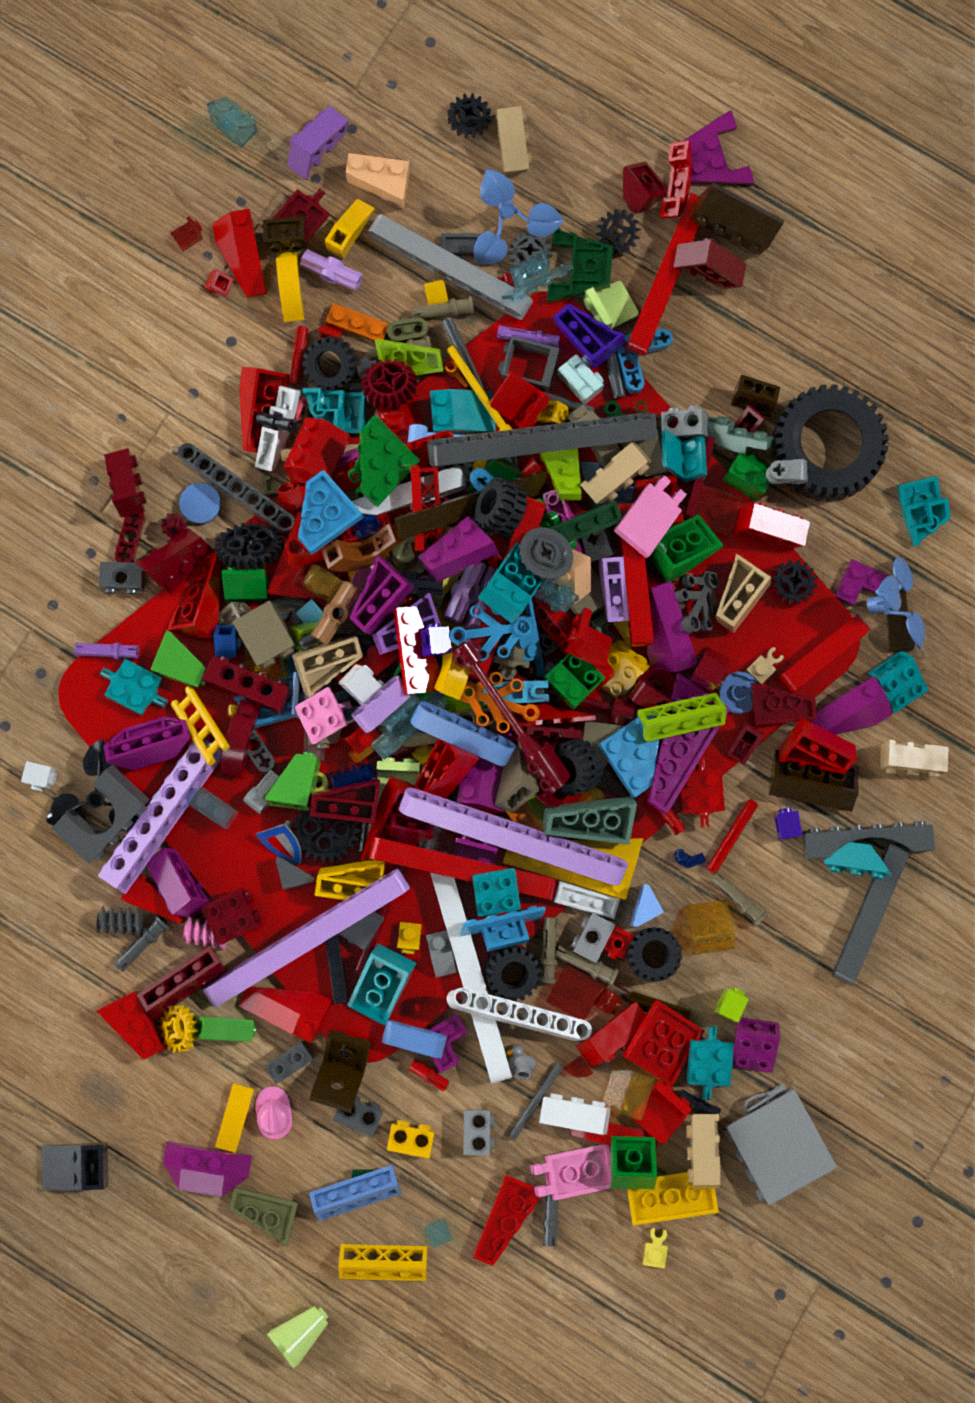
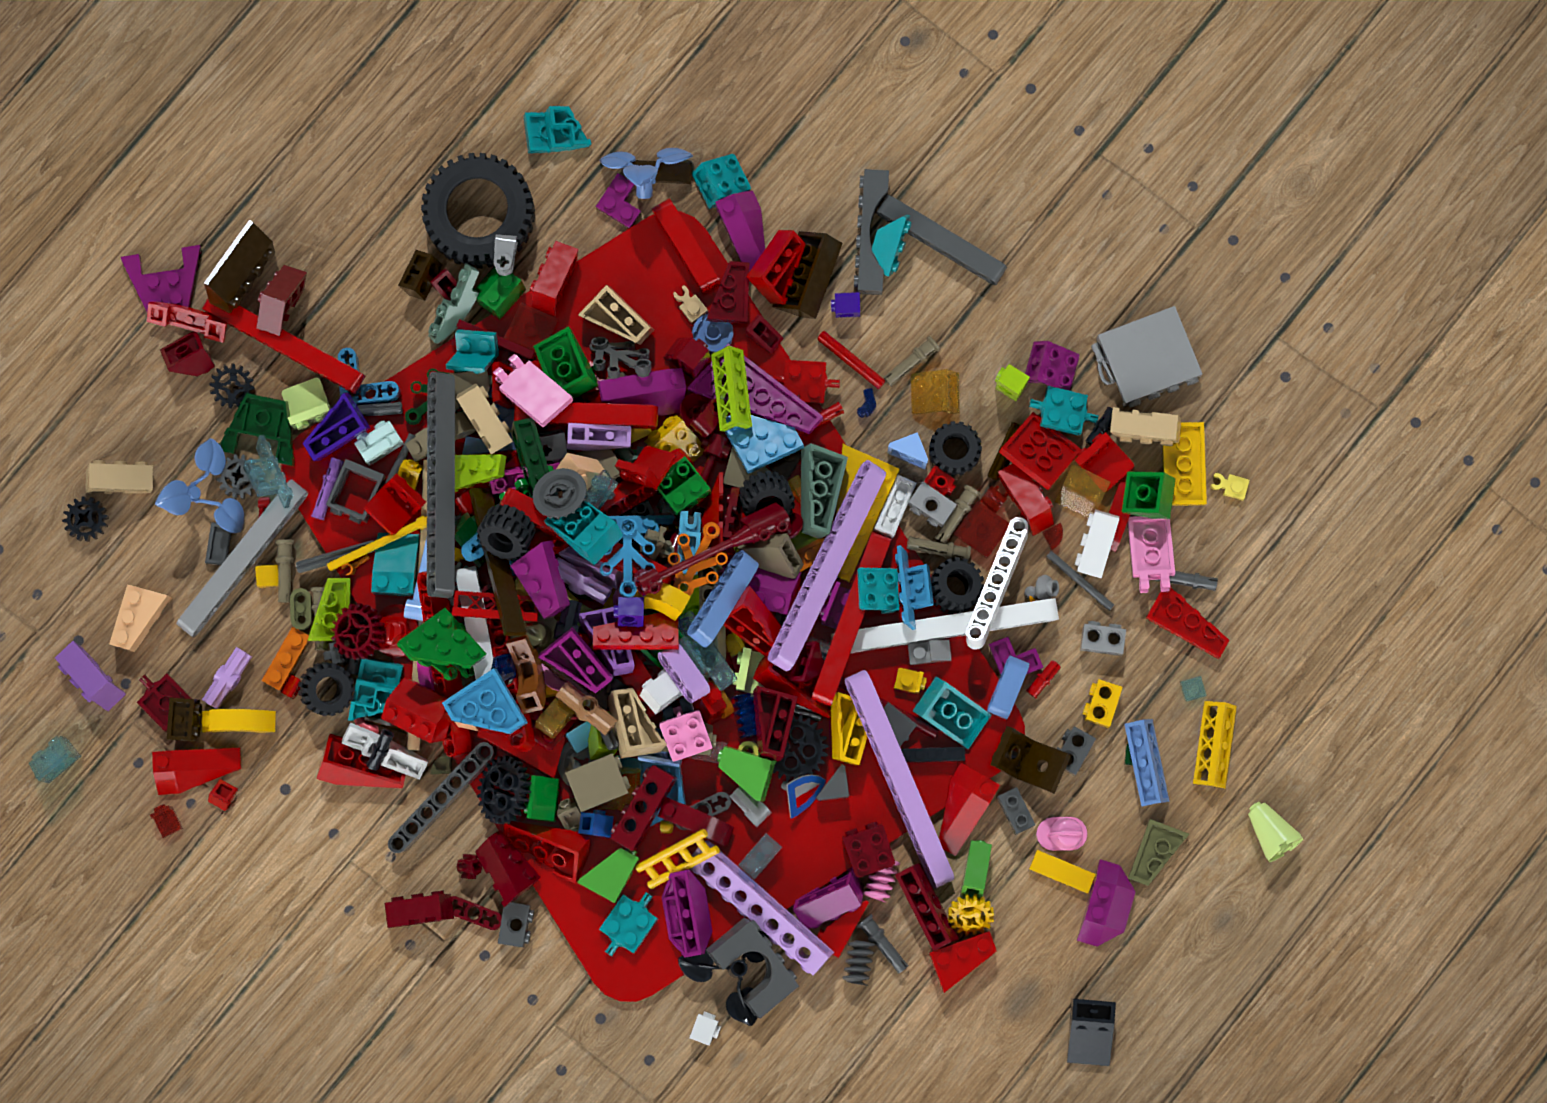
camera: 75 degrees left, 0 degrees up
(106, 650) = (588, 944): medium lavender pin -> none
(200, 503) = (449, 838): medium blue tile -> none
(298, 355) = (311, 722): red axle -> none
(348, 228) = (185, 654): yellow slope -> none
(684, 429) = (445, 347): light grey brick -> none
(803, 583) = (620, 267): black gear -> none
(914, 758) = (799, 177): tan wedge -> none

